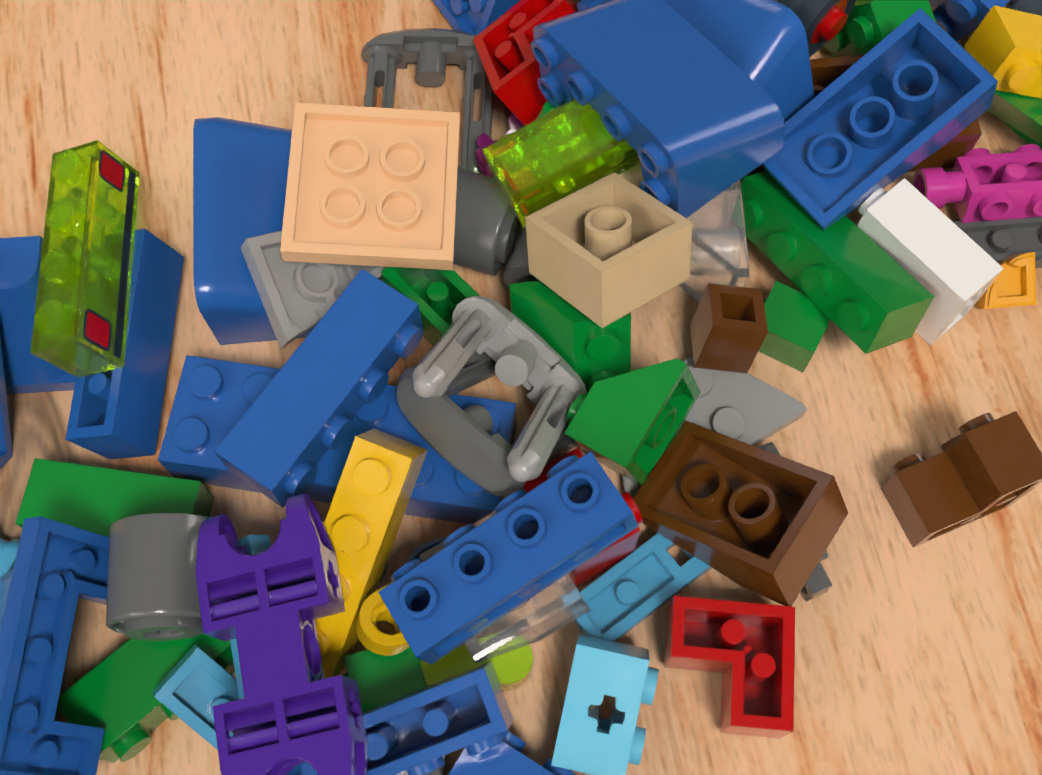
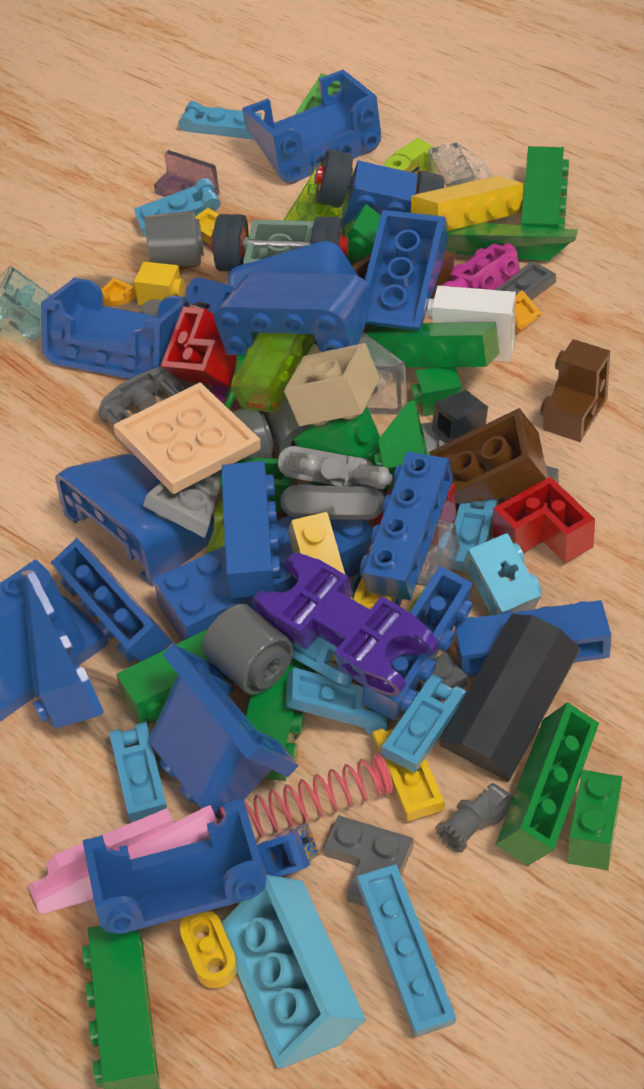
camera: 35 degrees left, 20 degrees down
(86, 261) = (65, 562): clear neon green brick -> none
(728, 328) = (411, 388): reddish brown brick -> none
(767, 403) = (458, 415): none -> black brick

